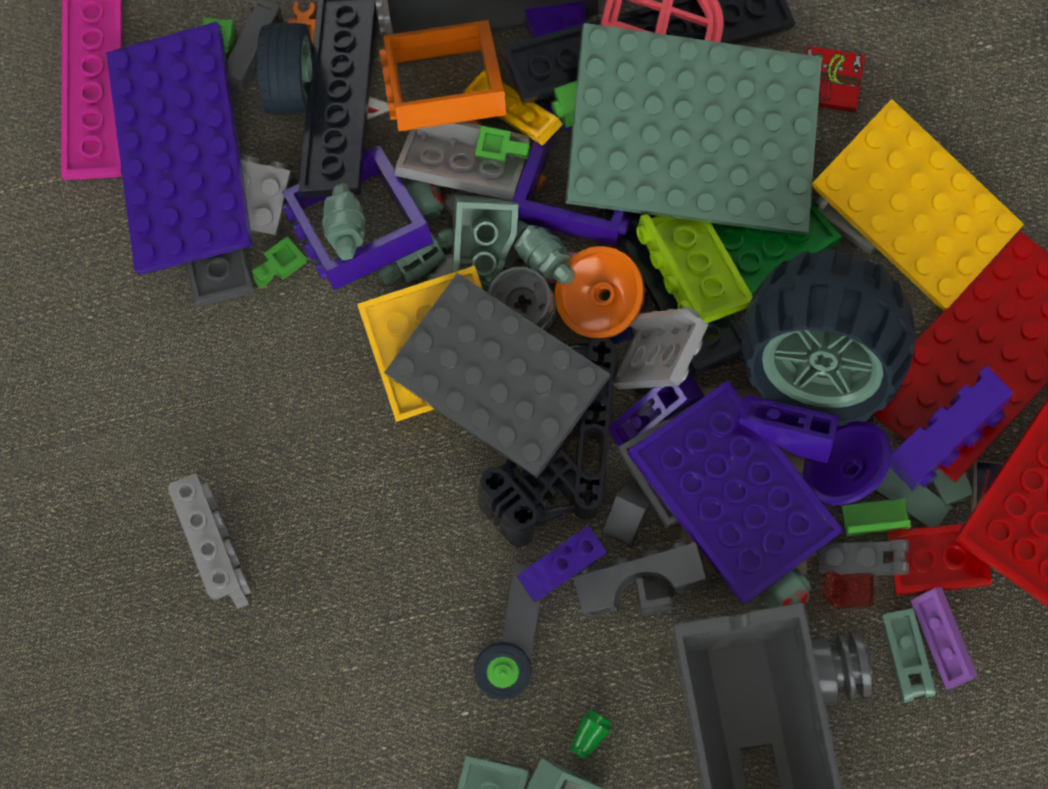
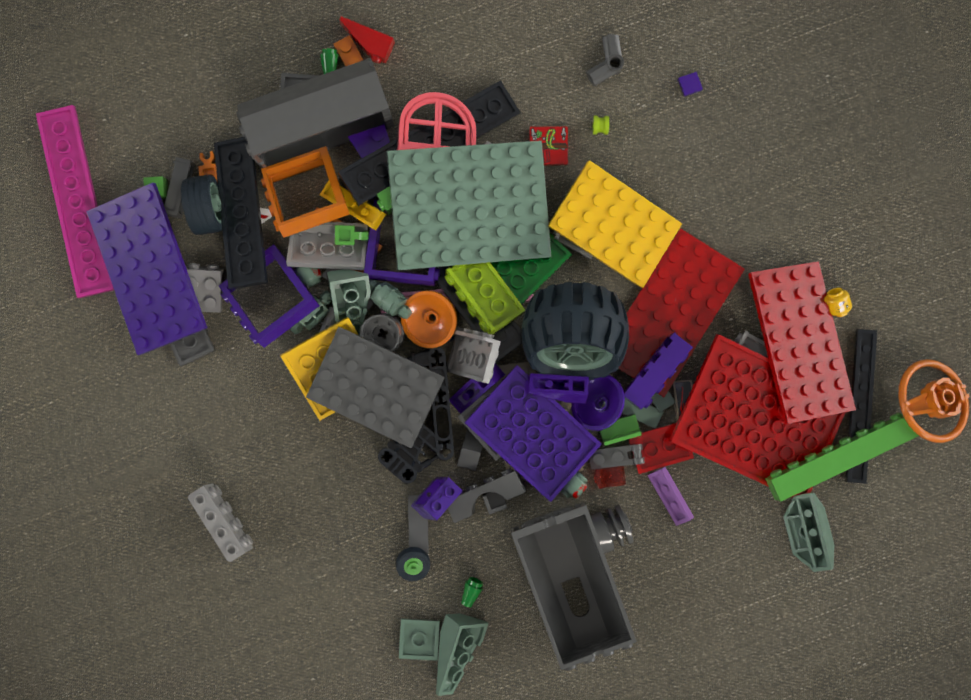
camera: 15 degrees left, 15 degrees up
(281, 259) = (227, 328): bright green plate -> none
(343, 221) = (260, 307): sand green piece -> none
(908, 654) = (650, 508): sand green plate -> none
(916, 60) = (600, 125): none -> lime wheel

